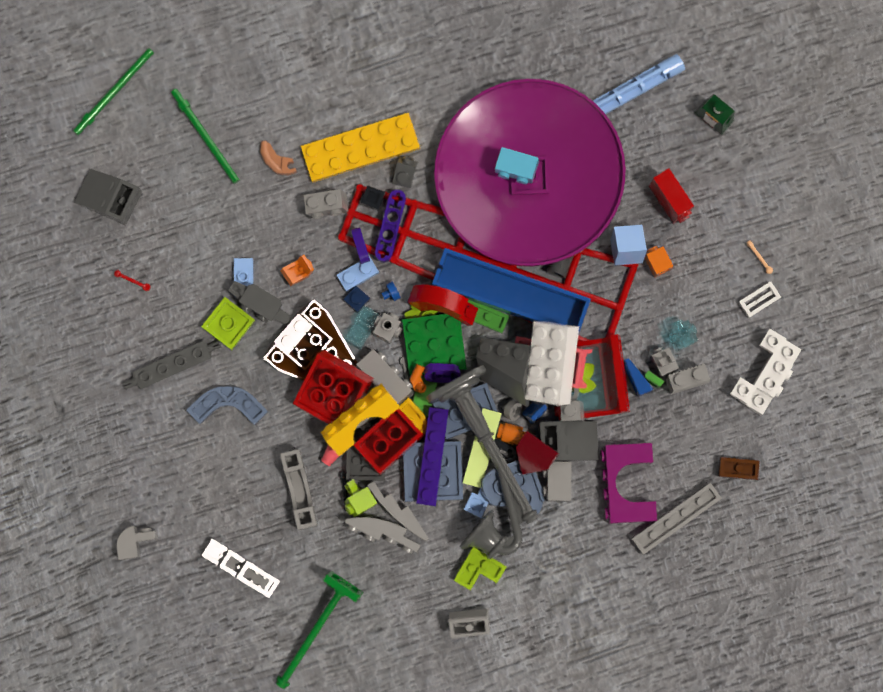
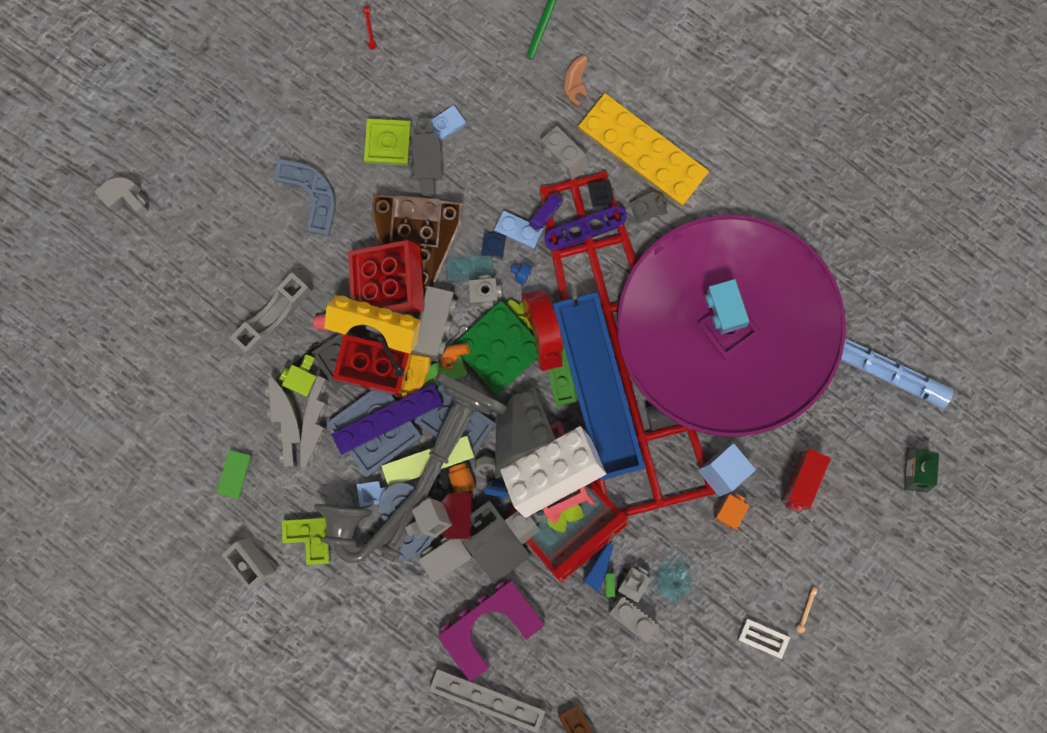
camera: 60 degrees right, 0 degrees up
(172, 364) = (314, 117): dark grey plate -> none
(240, 567) = (163, 310): slope -> none
(297, 270) = (481, 171): orange bracket -> none
(342, 588) = (203, 419): green tile -> none
(396, 594) = (234, 474): none -> bright green tile
(407, 423) = (399, 372): none -> black hinge
(441, 372) = (475, 373): dark purple beam -> none
(527, 471) = (430, 519): none -> light grey brick
(772, 375) = (694, 701): white bracket -> none

